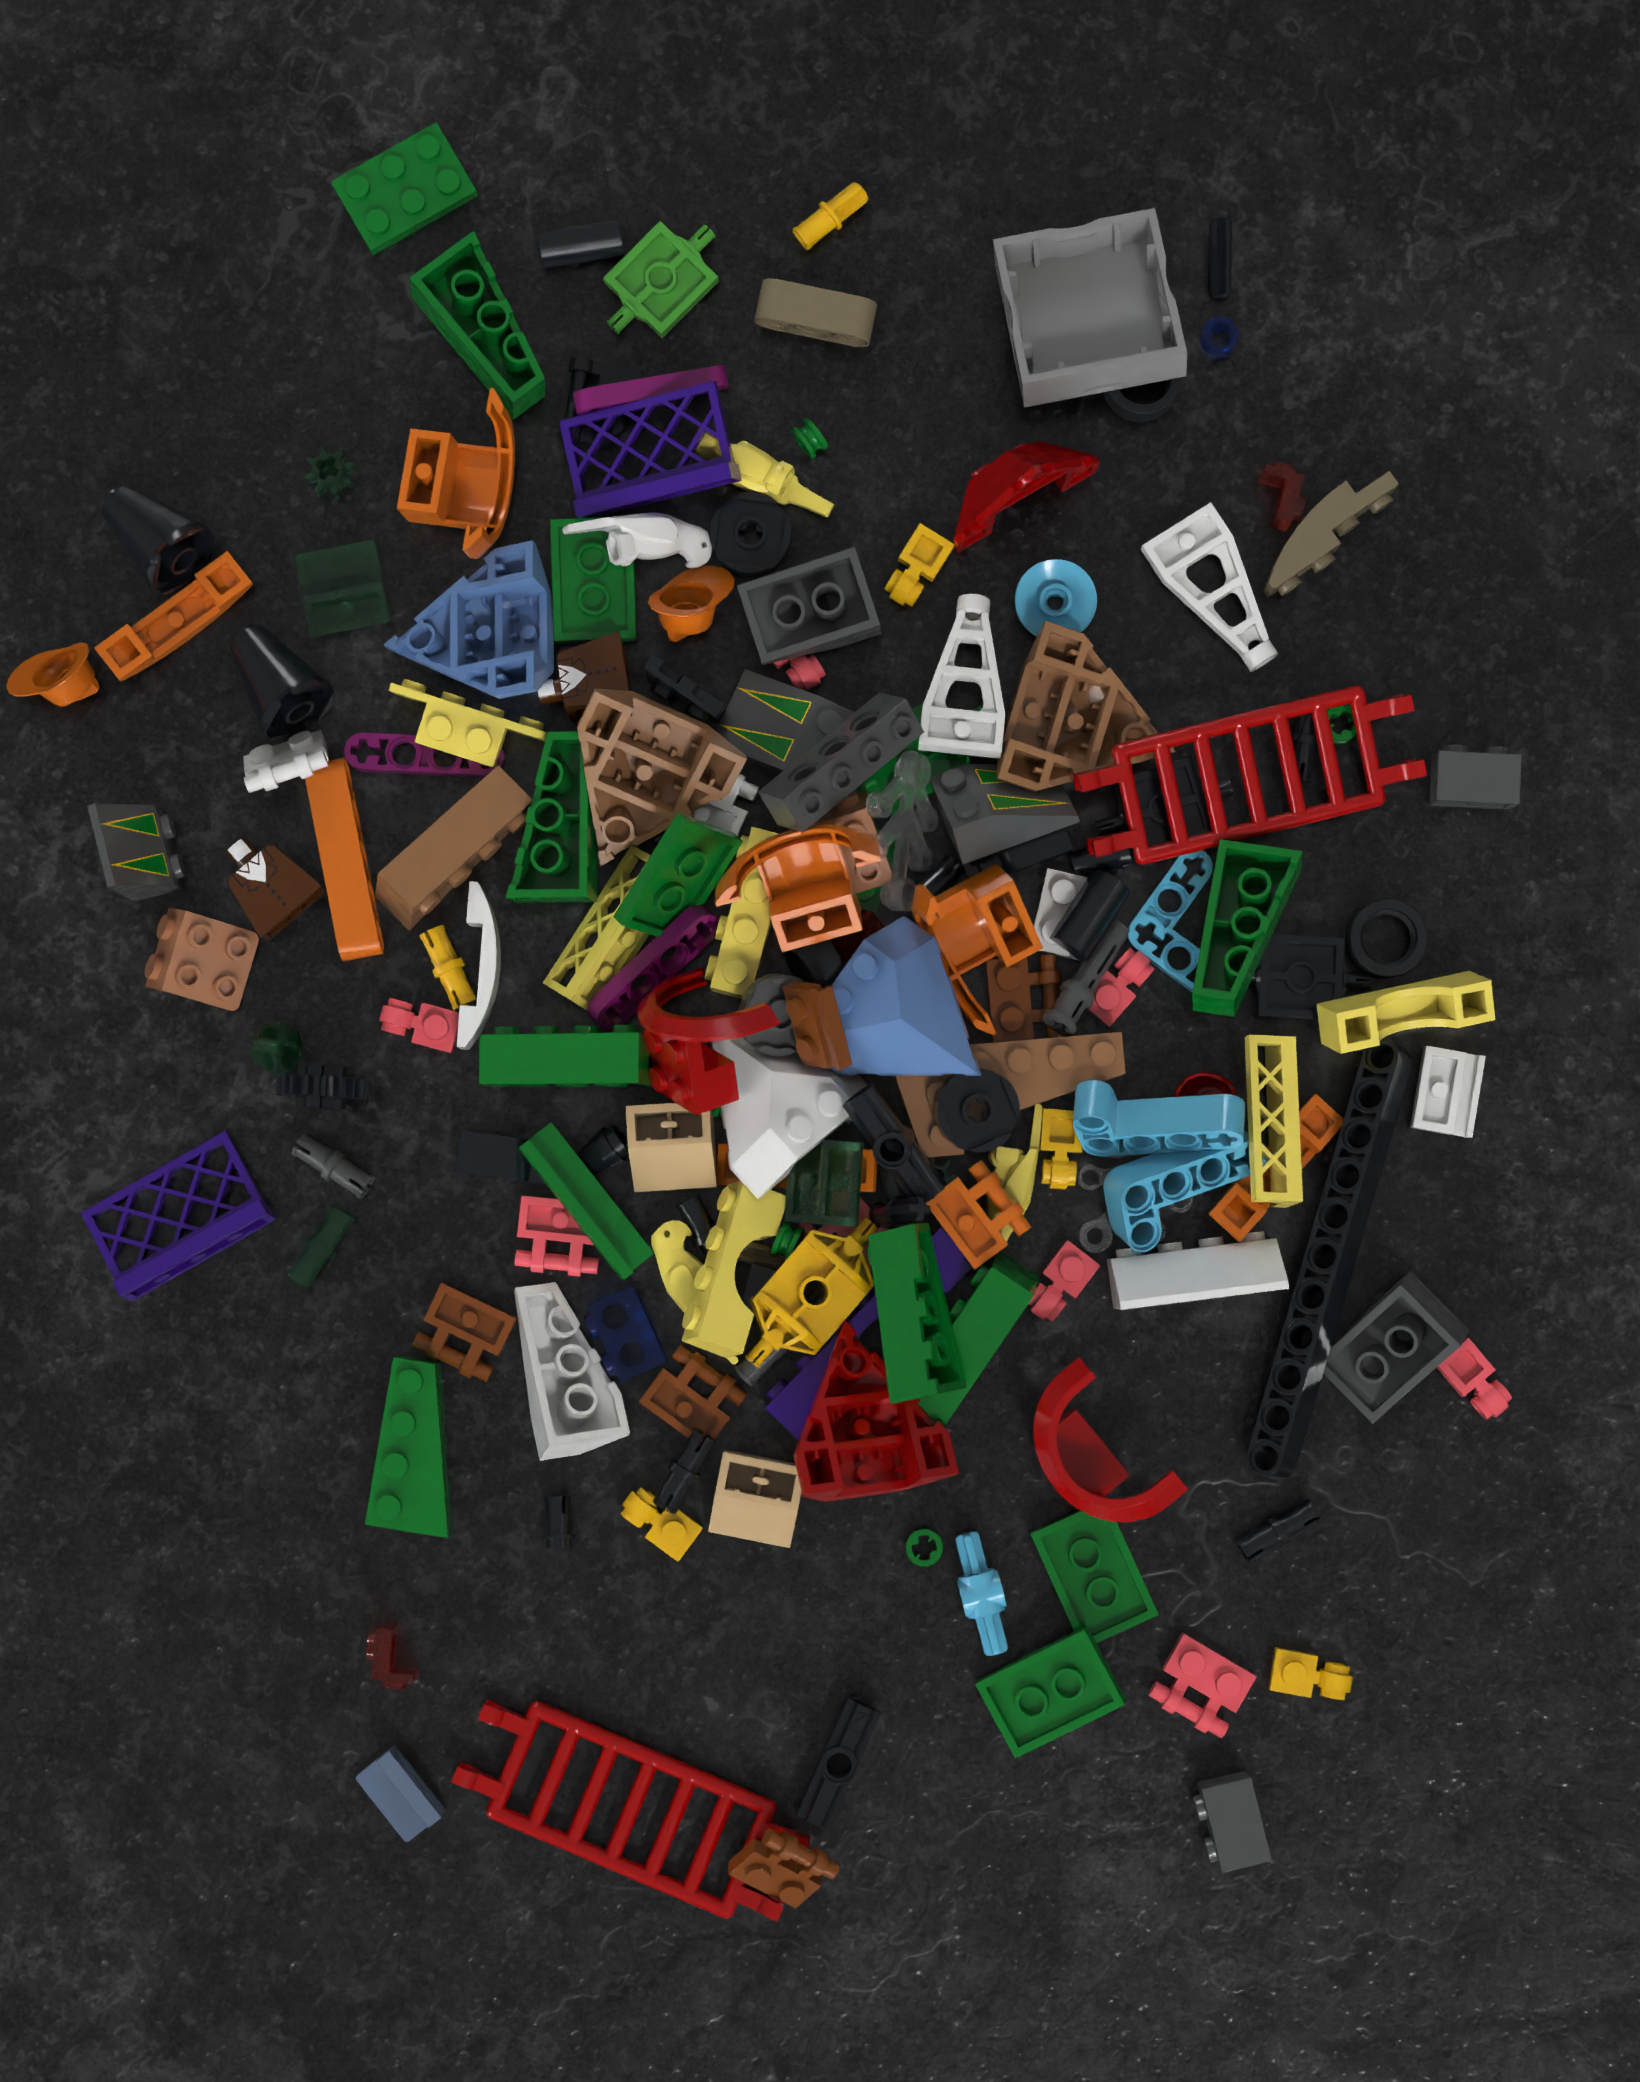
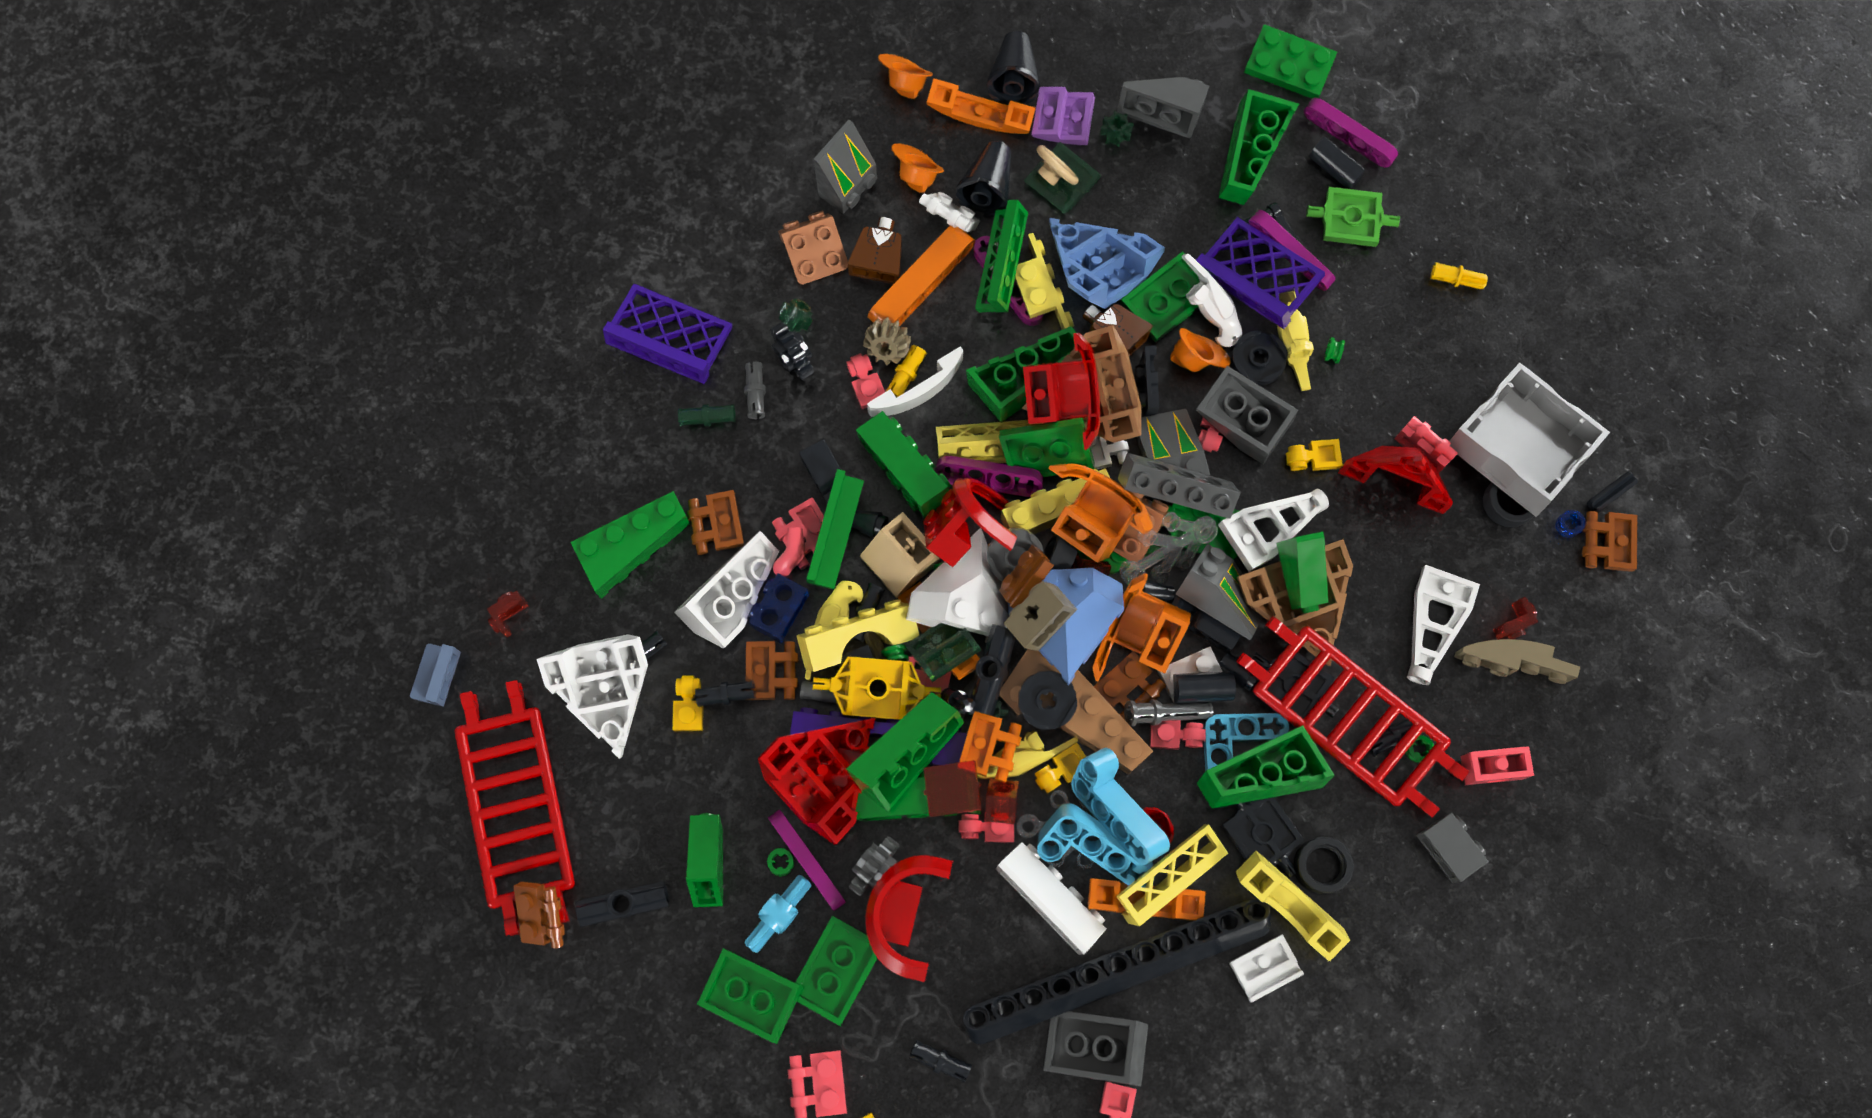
camera: 50 degrees right, 10 degrees down
(191, 754) = (916, 167): none -> orange piece
(261, 522) = (1063, 115): none -> medium lavender slope
(328, 590) = (1054, 167): none -> tan piece
(350, 387) = (1165, 103): none -> dark grey slope
(395, 963) = (887, 341): none -> dark tan gear
(400, 741) = (1006, 260): none -> green fence
(452, 847) = (969, 325): medium nougat wedge -> none
(461, 482) = (1162, 192): orange piece -> none
(553, 193) = (1350, 132): none -> magenta beam
(561, 1609) = (599, 684): none -> white wedge
(575, 1271) = (793, 553): none -> coral arm
(629, 806) = (1065, 391): none -> red piece
(756, 1499) = (737, 744): tan slope -> none
(815, 312) = (1402, 305): dark tan beam -> none
(859, 1632) = (705, 860): none -> green slope
(878, 1048) = (1039, 615): none -> dark tan brick
(944, 1516) = (806, 860): none -> magenta beam
(996, 1295) = (952, 788): none -> clear red piece
(1005, 428) = (1427, 442): none -> coral plate
(1012, 1447) = (873, 865): none -> dark grey gear
(1048, 1246) = (1002, 801): none -> clear red brick
(1050, 697) = (1305, 571): none -> green slope
(1060, 580) = (1366, 532): medium azure dish -> none
(1282, 299) = (1620, 541): none -> dark orange plate
(1426, 655) = (1497, 765): none -> coral brick

